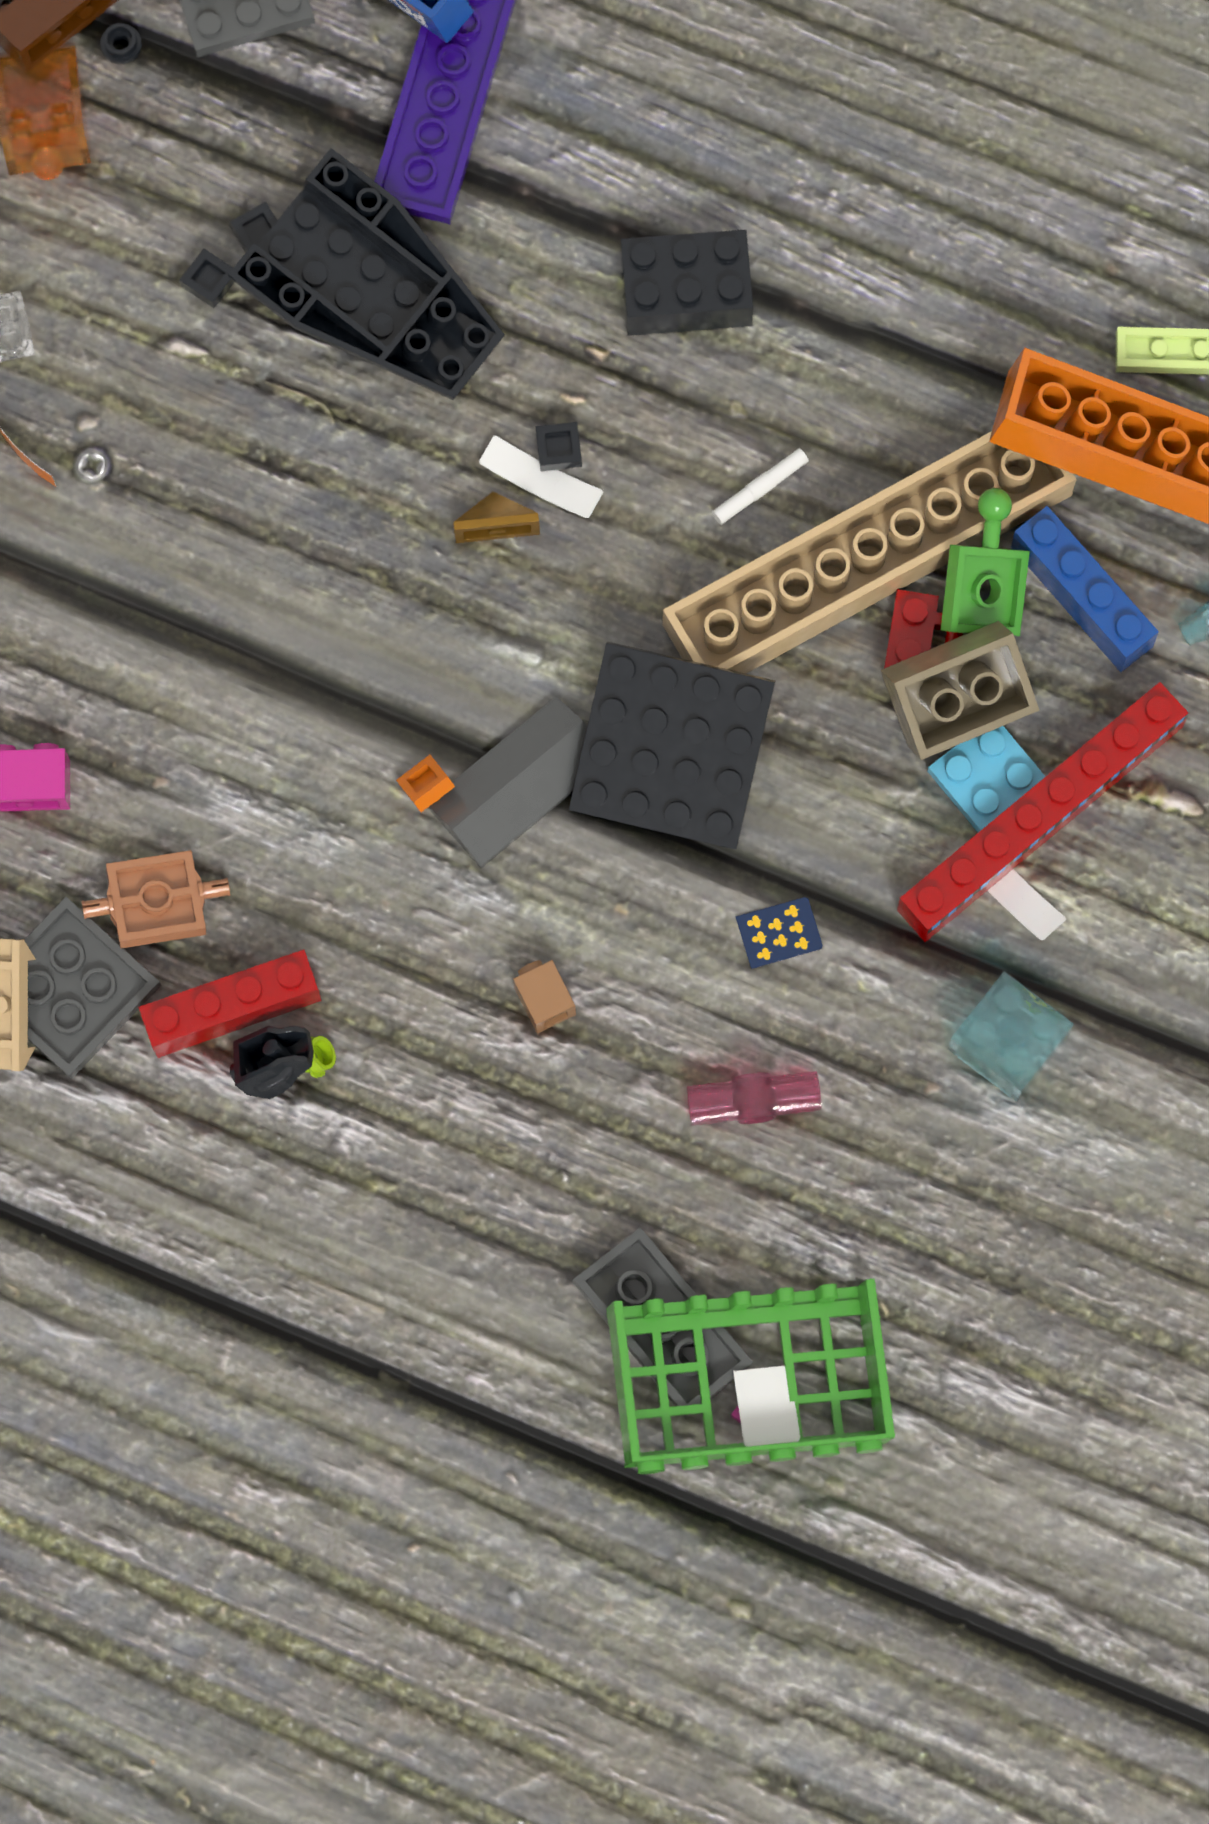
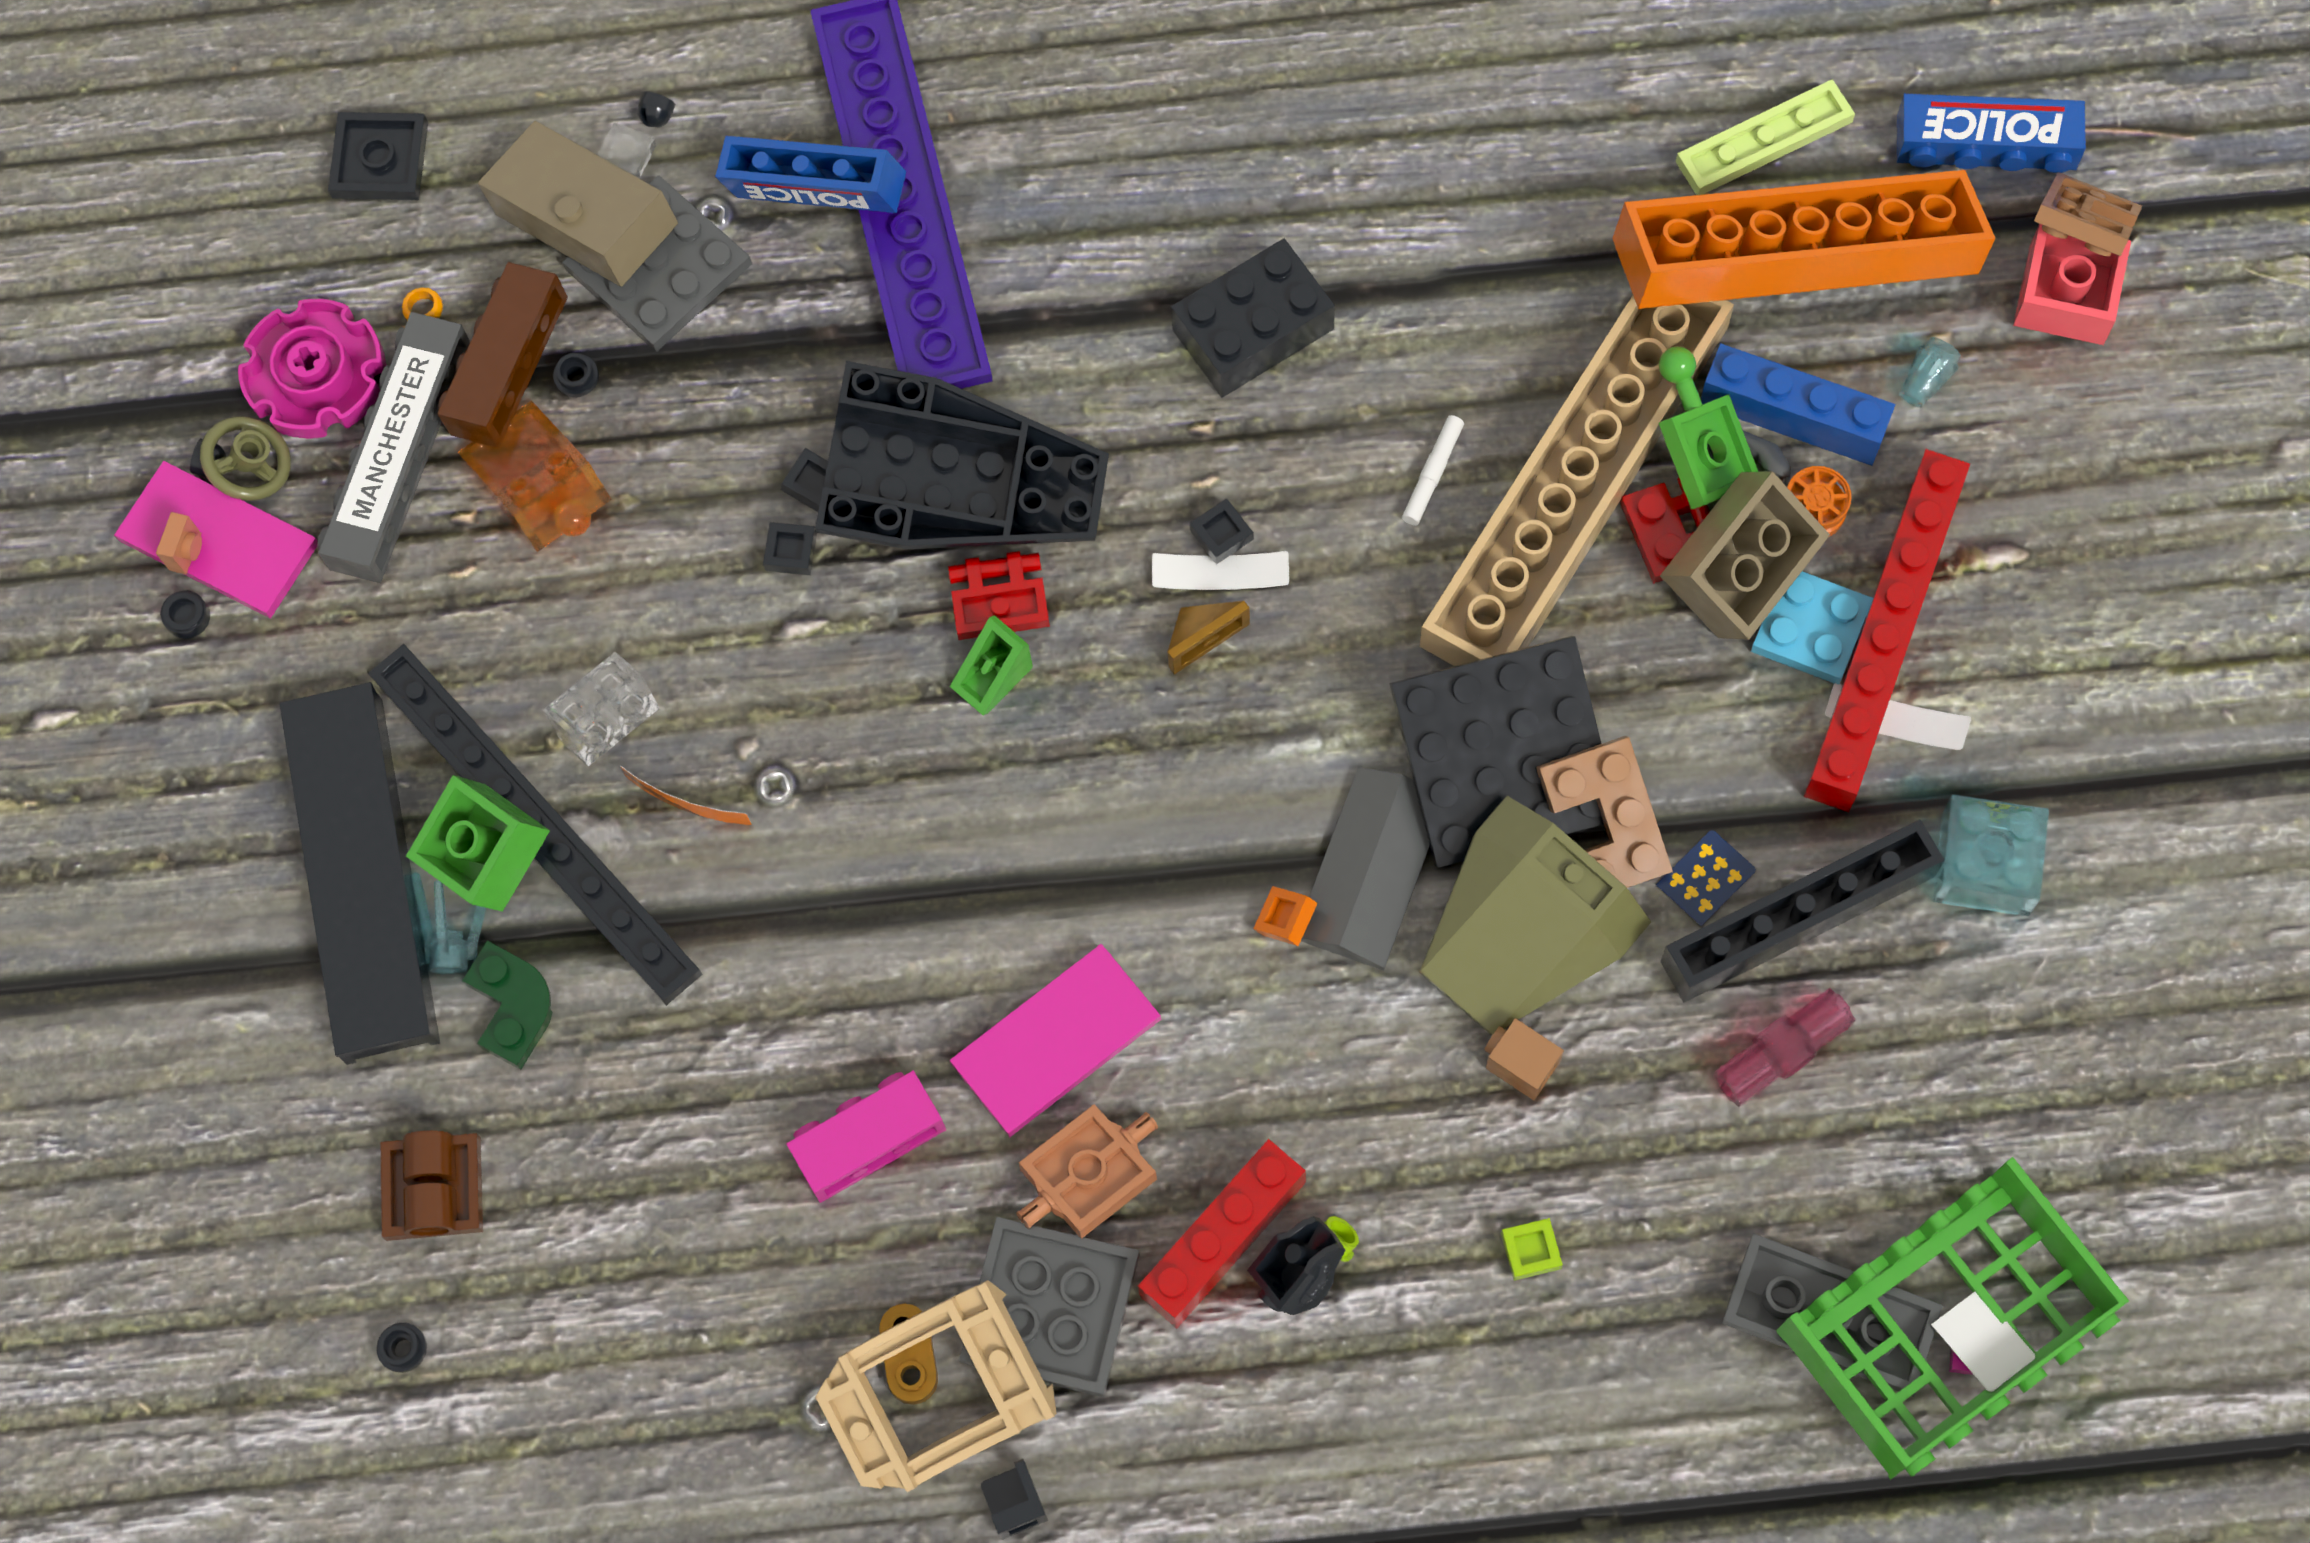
camera: 25 degrees left, 5 degrees down
(191, 784) = (1055, 1040): none -> dark pink tile
(311, 461) = (992, 666): none -> bright green slope
(348, 415) = (1017, 603): none -> red plate
(462, 1145) = (1531, 1249): none -> lime plate
(608, 889) = (1526, 919): none -> olive wedge
(734, 876) = (1615, 781): none -> plate
(831, 998) = (1801, 910): none -> black brick
(1038, 622) = (1769, 456): none -> dark grey arm
(1054, 677) = (1822, 496): none -> orange wheel

